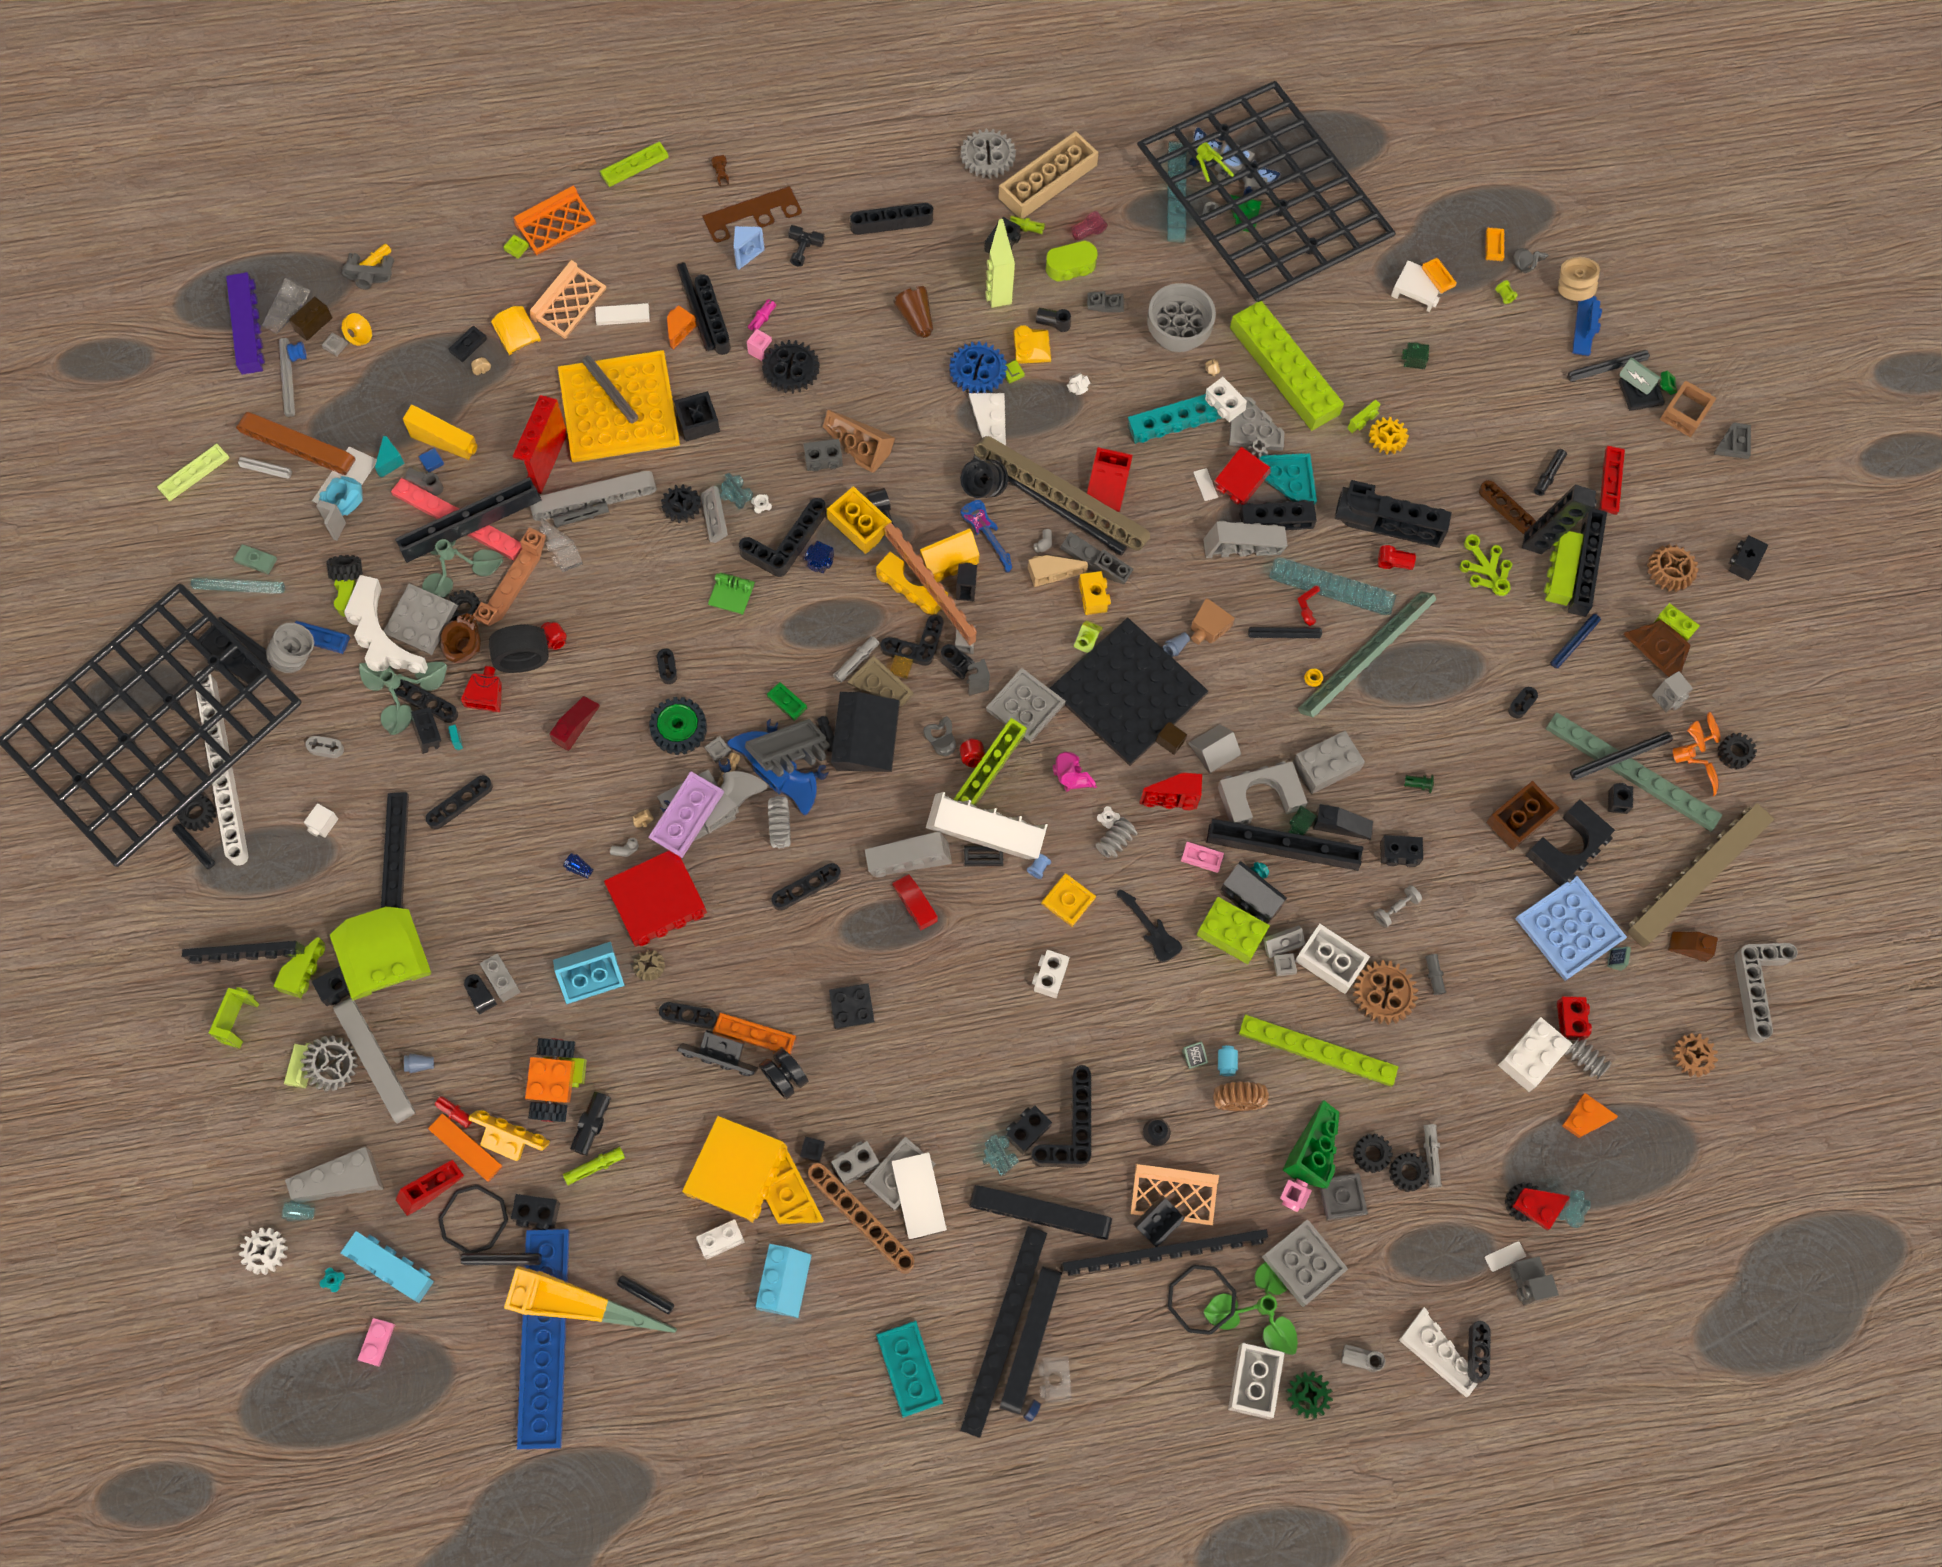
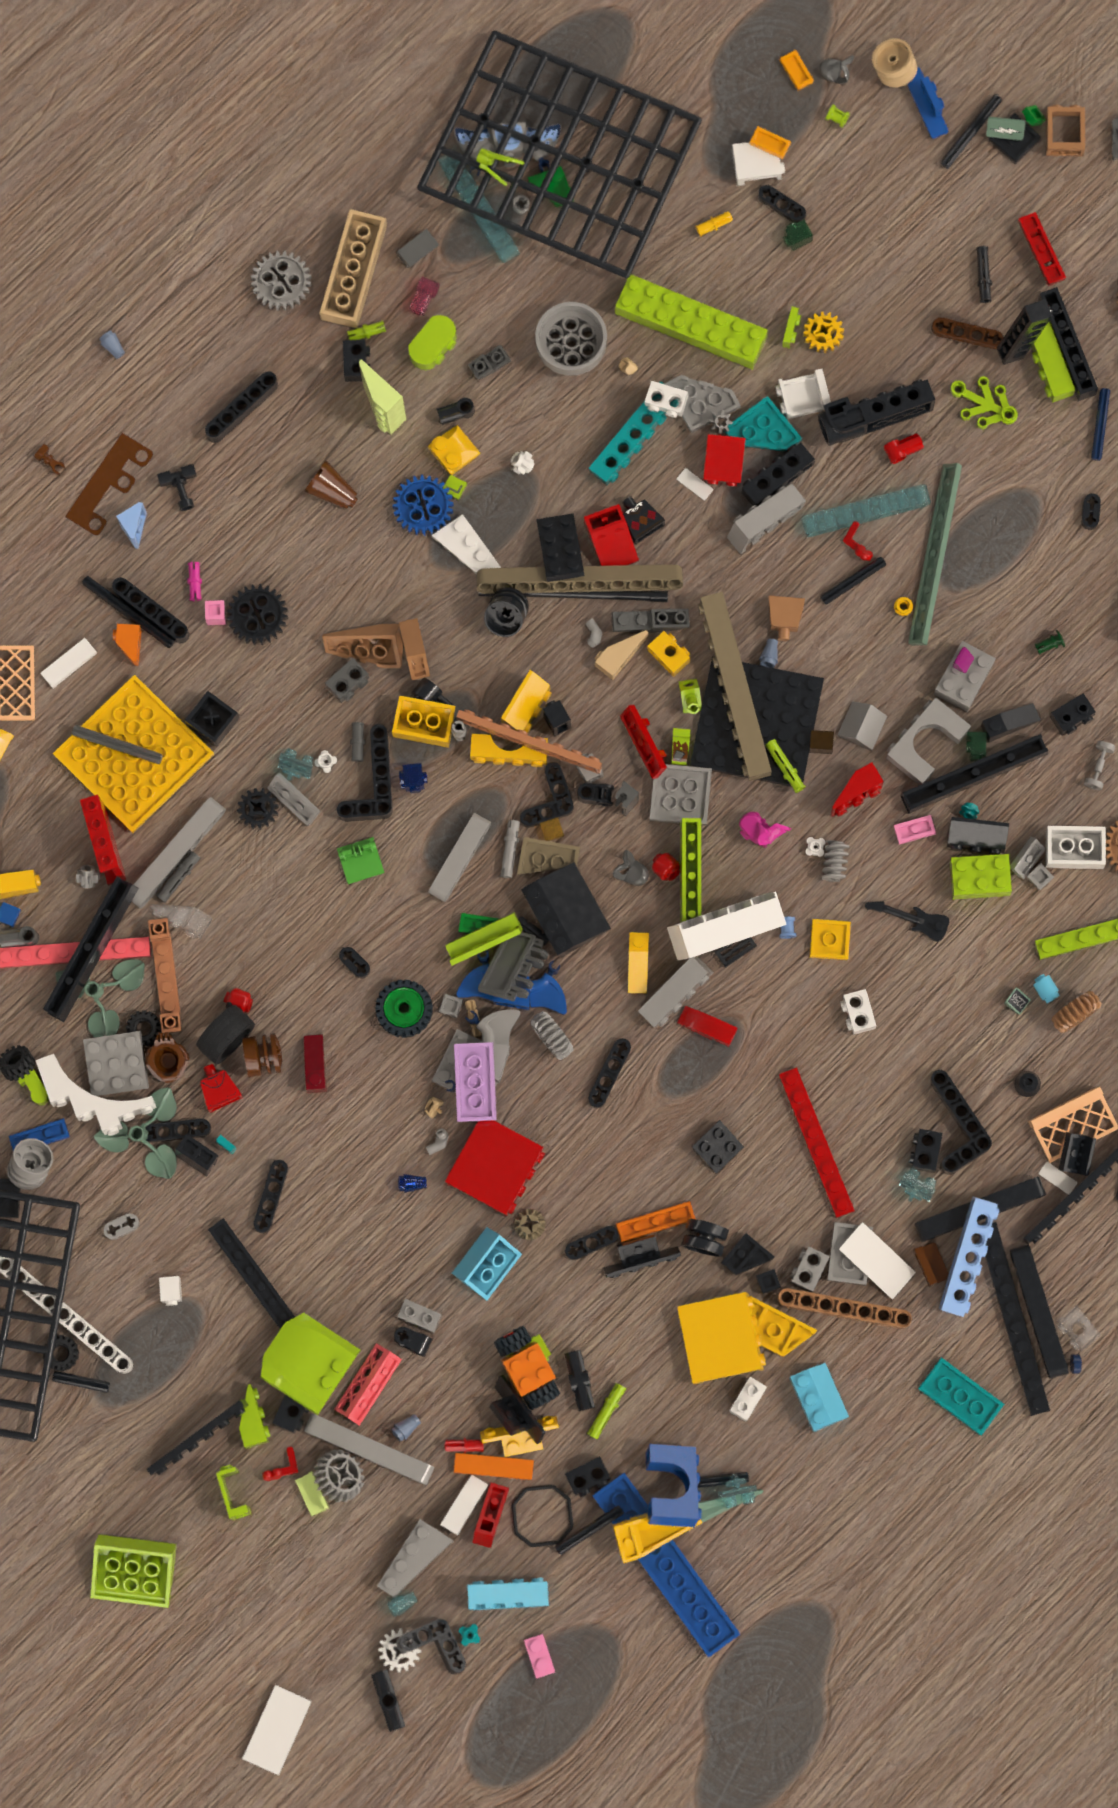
camera: 25 degrees left, 10 degrees up
(106, 1026) = (133, 1570): none -> lime slope
(110, 1248) = (277, 1730): none -> white tile
(224, 1275) = (391, 1713): none -> black piece
(285, 1028) = (277, 1473): none -> red piece
(303, 1265) = (439, 1638): none -> black beam
(413, 1163) = (464, 1505): none -> white slope
(416, 1007) = (369, 1386): none -> coral fence
(511, 1112) = (514, 1413): none -> black bracket
(512, 469) = (87, 876): none -> light grey gear
(536, 685) = (262, 1055): none -> reddish brown wheel
(586, 1295) = (683, 1463): none -> arch
(640, 1313) = (746, 1492): none -> clear light blue hips
(782, 711) = (483, 938): none -> lime fence
(797, 504) = (357, 741): none -> dark grey pin
(809, 1114) = (746, 1256): none -> black wing
(811, 639) = (459, 857): none -> light grey beam
(828, 120) = (112, 344): none -> sand blue cone
(881, 542) = (459, 730): none -> light grey pin
(891, 459) = (414, 649): none -> medium nougat window
(895, 812) = (638, 963): none -> yellow slope
(938, 1060) = (816, 1143): none -> red plate
(955, 1275) = (965, 1245): none -> light blue brick
(965, 1232) = (931, 1264): none -> reddish brown panel
(976, 515) = (520, 649): blue piece -> none
(1025, 635) = (643, 742): none -> red hinge
(1052, 668) = (680, 746): none -> leg
(1062, 460) = (560, 547): none -> black plate
(1107, 190) = (417, 248): none -> dark grey hinge
(1127, 755) = (773, 747): none -> lime pin
(1128, 1232) = (1058, 1178): none -> white sticker
(1129, 649) = (735, 686): none -> dark tan brick
(1143, 482) = (641, 519): none -> black torso
(1336, 743) = (963, 660): none -> magenta slope
(1338, 470) = (803, 394): none -> white panel
(1353, 309) = (713, 223): none -> yellow axle
(1418, 320) = (780, 196): none -> black beam

